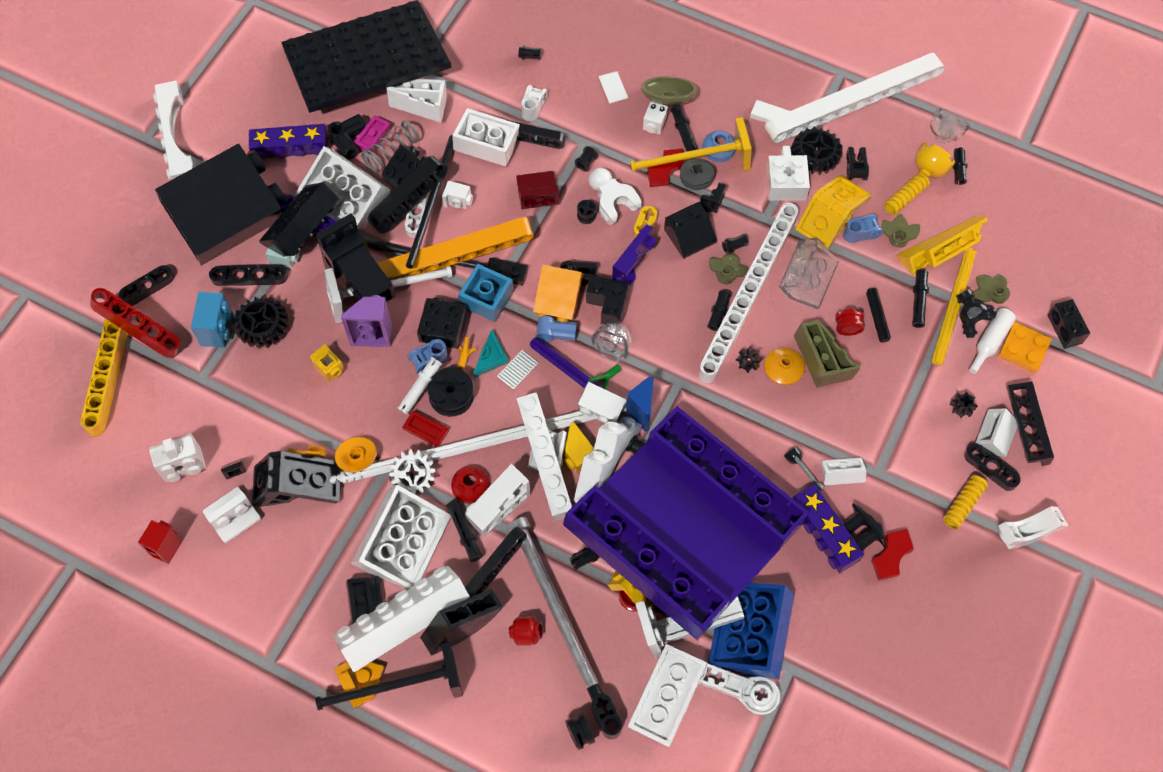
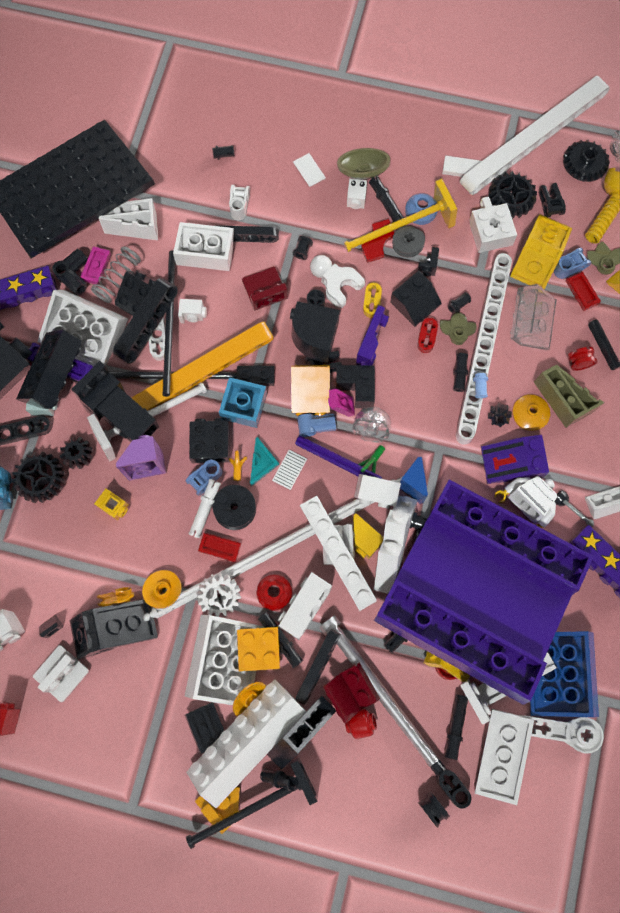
camera: 10 degrees left, 10 degrees up
(304, 306) = (71, 448): none -> black gear
(413, 573) = (246, 696): none -> light orange dish
(426, 663) = (279, 779): none -> black pin
(438, 531) = (258, 649): none -> light orange plate
(523, 594) = (351, 692): none -> dark red bracket
(577, 237) = (314, 330): none -> black brick
(586, 312) = (341, 402): none -> dark pink plate
(622, 664) = (455, 732): none -> black pin
(690, 266) = (423, 334): none -> red beam
(735, 319) = (480, 385): none -> light blue pin
(754, 407) = (515, 459): none -> dark purple slope
(762, 446) = (533, 498): none -> white torso
(869, 258) = (583, 291): none -> red tile
(903, 133) = (586, 161): none -> black gear

